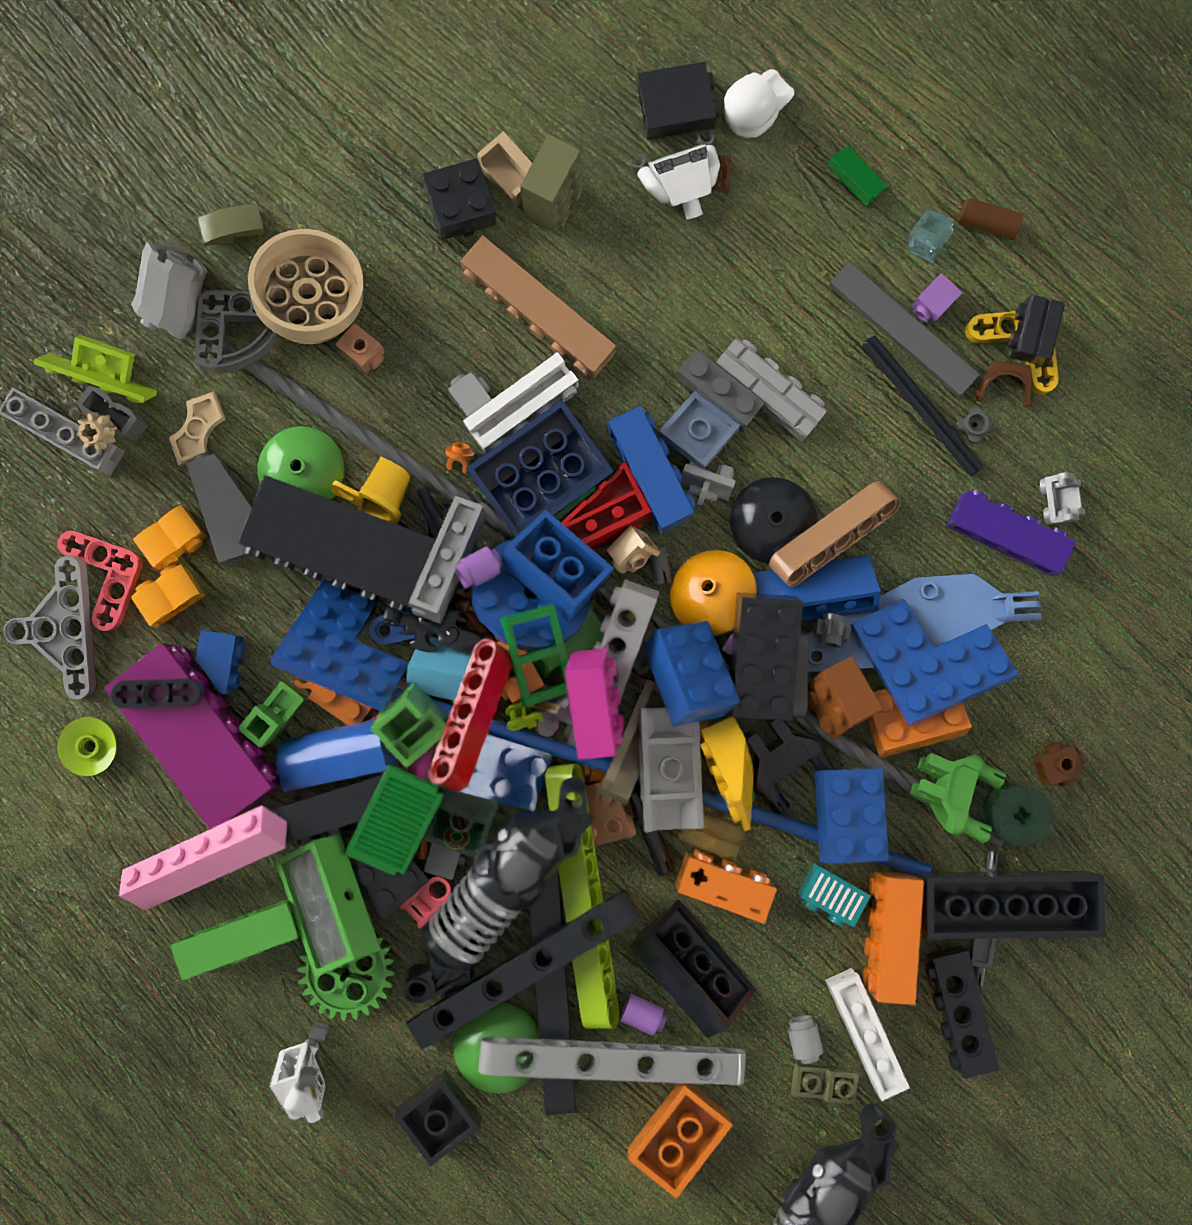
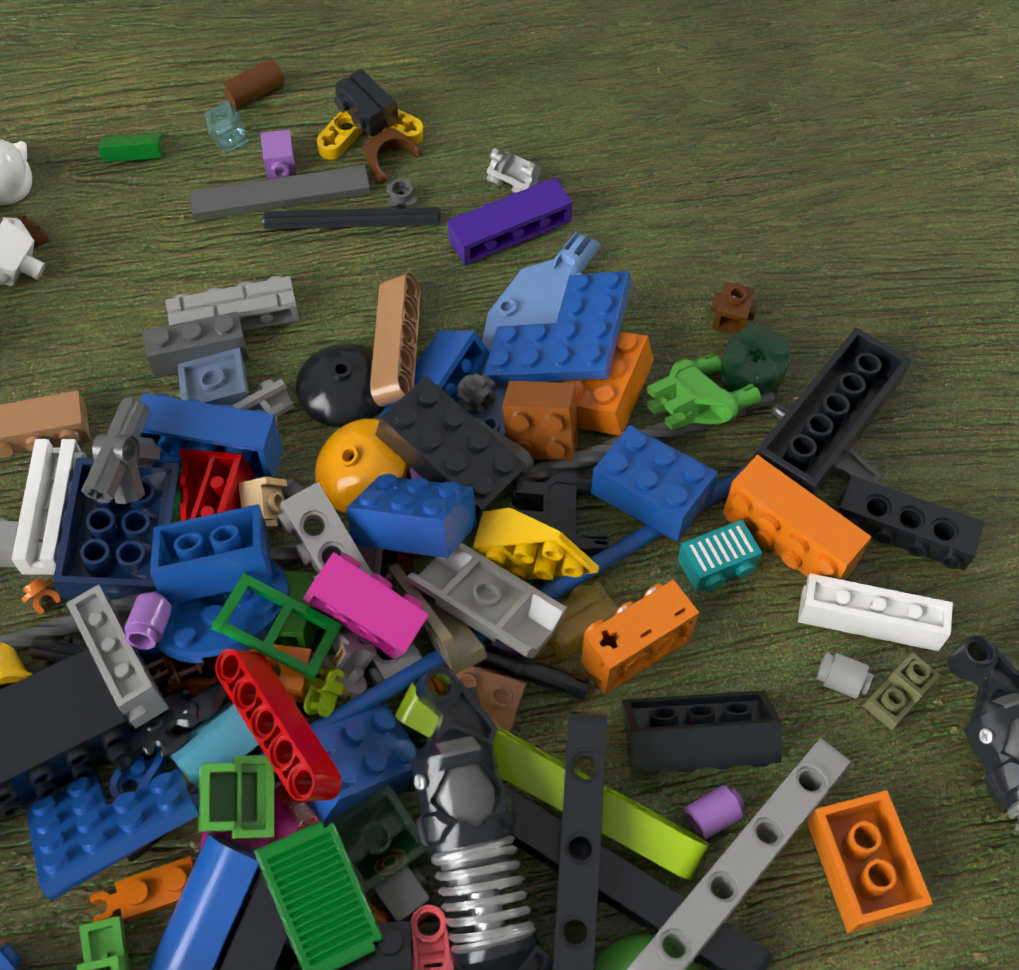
camera: 55 degrees left, 25 degrees down
(577, 439) = (119, 456): none -> dark grey piece

